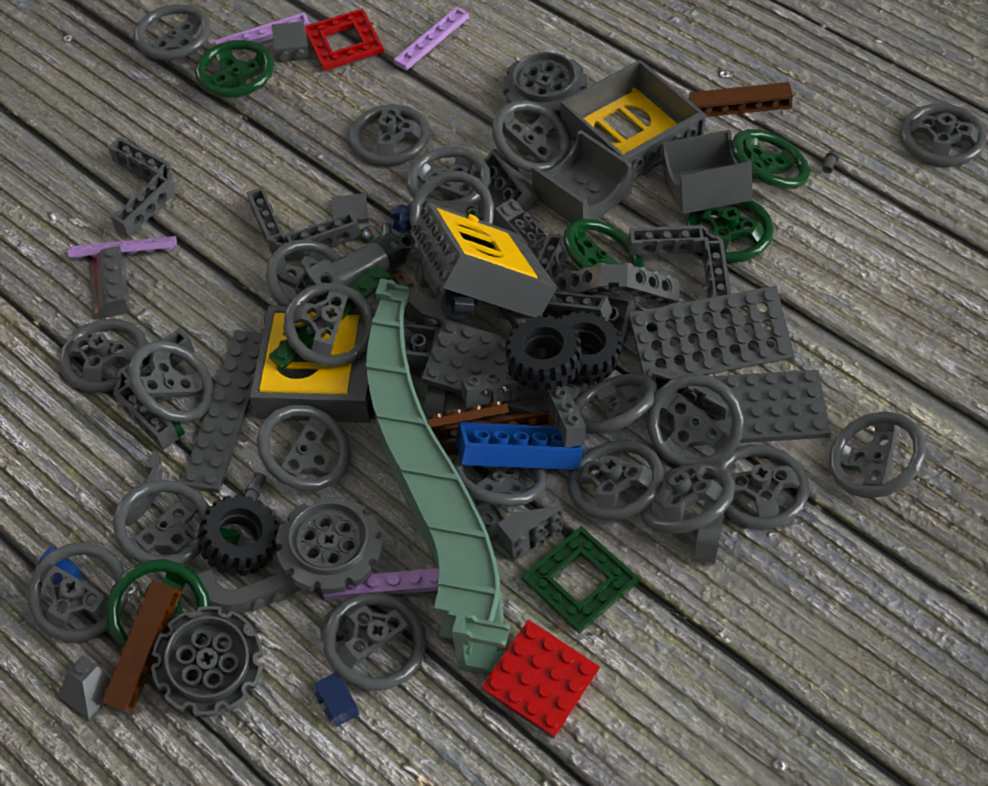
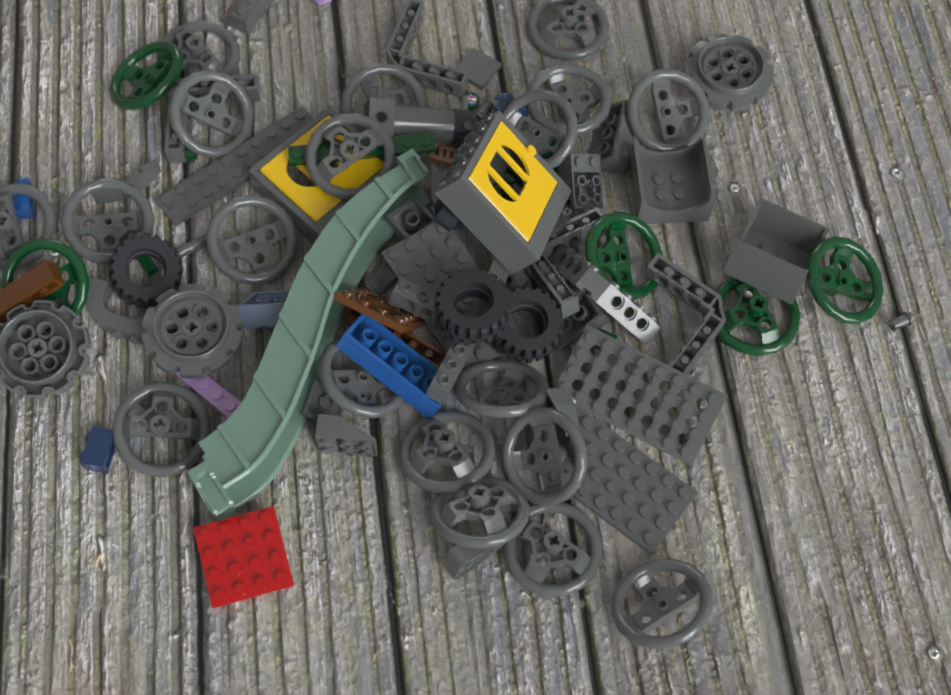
camera: 35 degrees right, 10 degrees up
(83, 396) = (149, 83): none -> dark green piece
(375, 482) = (262, 309): none -> sand blue brick
(580, 615) = (324, 478): dark green plate -> none
(640, 88) = (741, 188): dark grey door -> none
(743, 99) = (881, 207): reddish brown brick -> none

